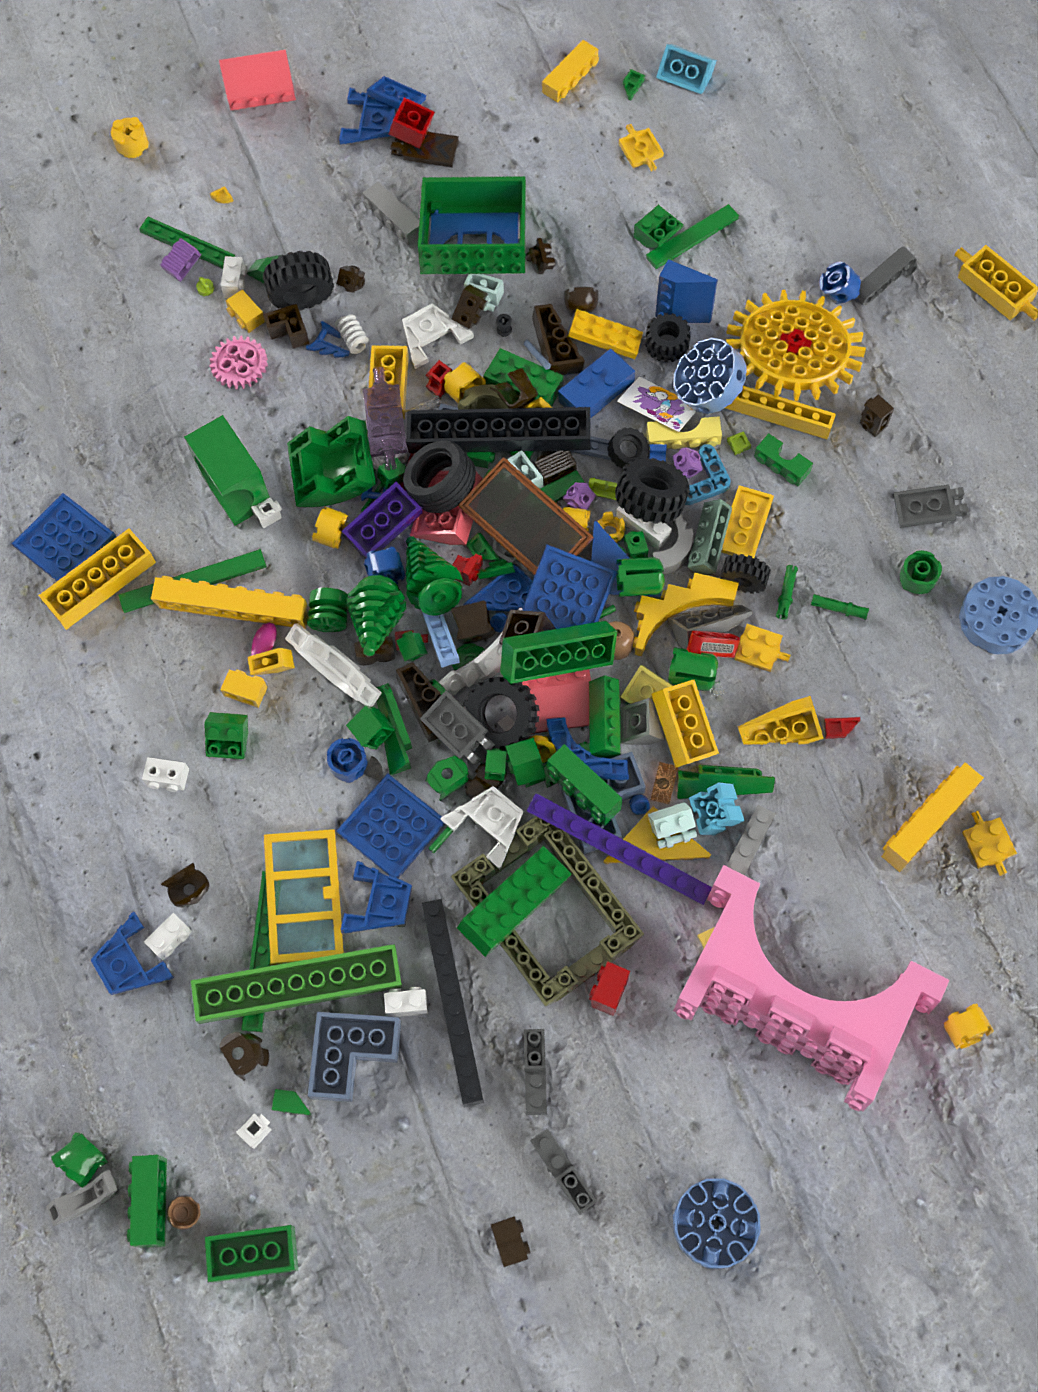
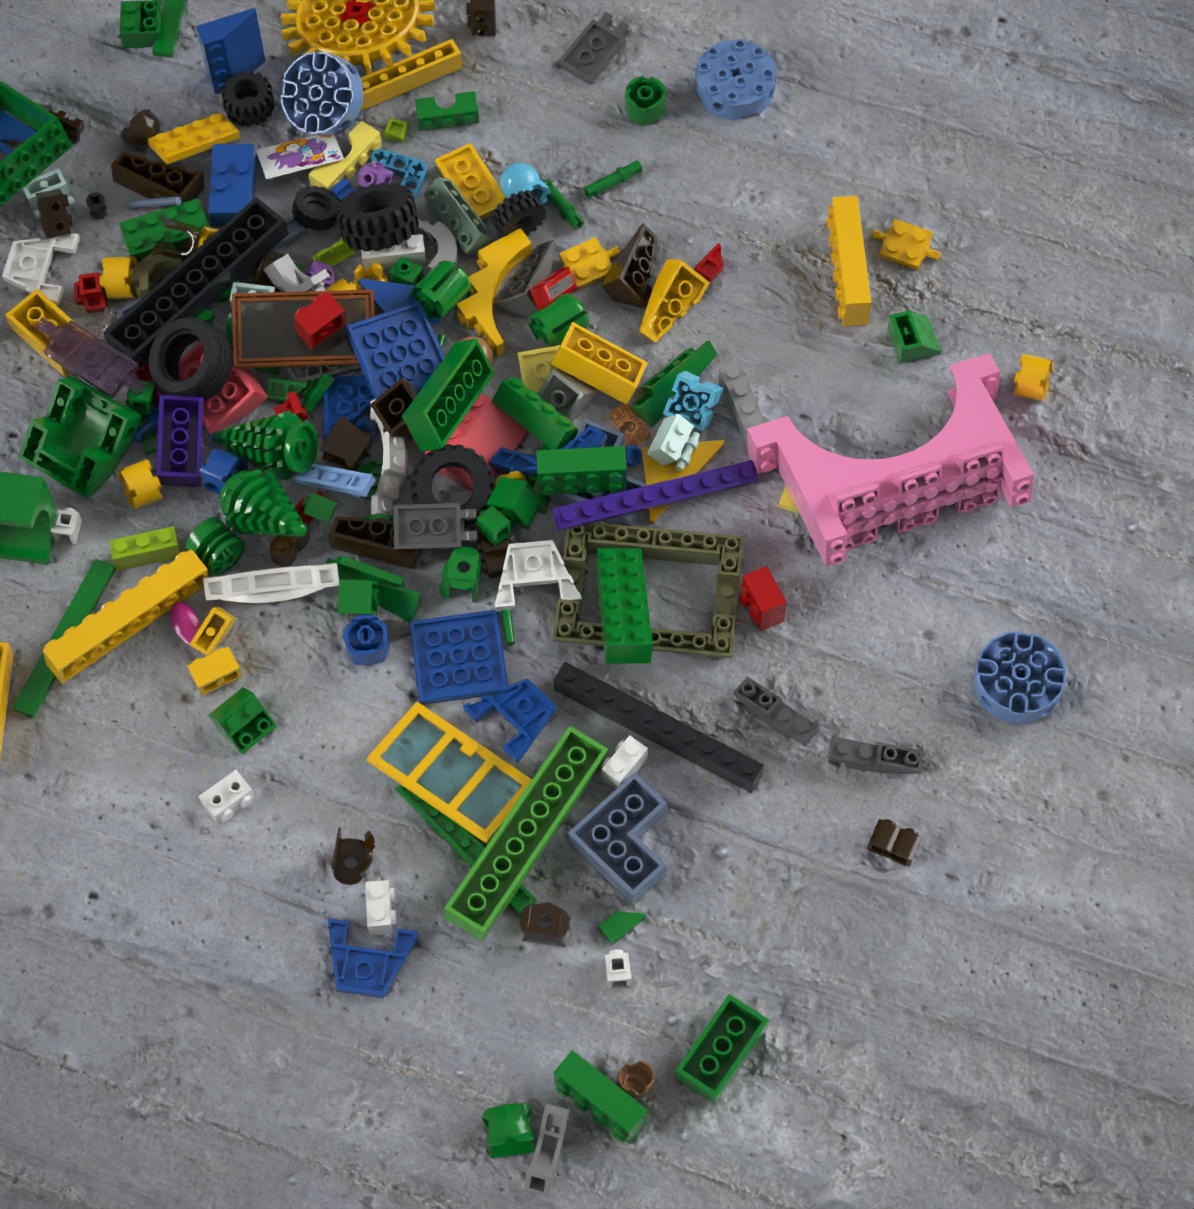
camera: 50 degrees left, 5 degrees down
(291, 570) = (144, 548): none -> lime brick
(533, 524) = (319, 319): none -> red brick
(557, 483) = (290, 279): none -> light grey arch
(776, 553) = (521, 178): none -> medium azure tile
(779, 682) = (631, 273): none -> dark brown wedge
(918, 912) = (912, 336): none -> green slope

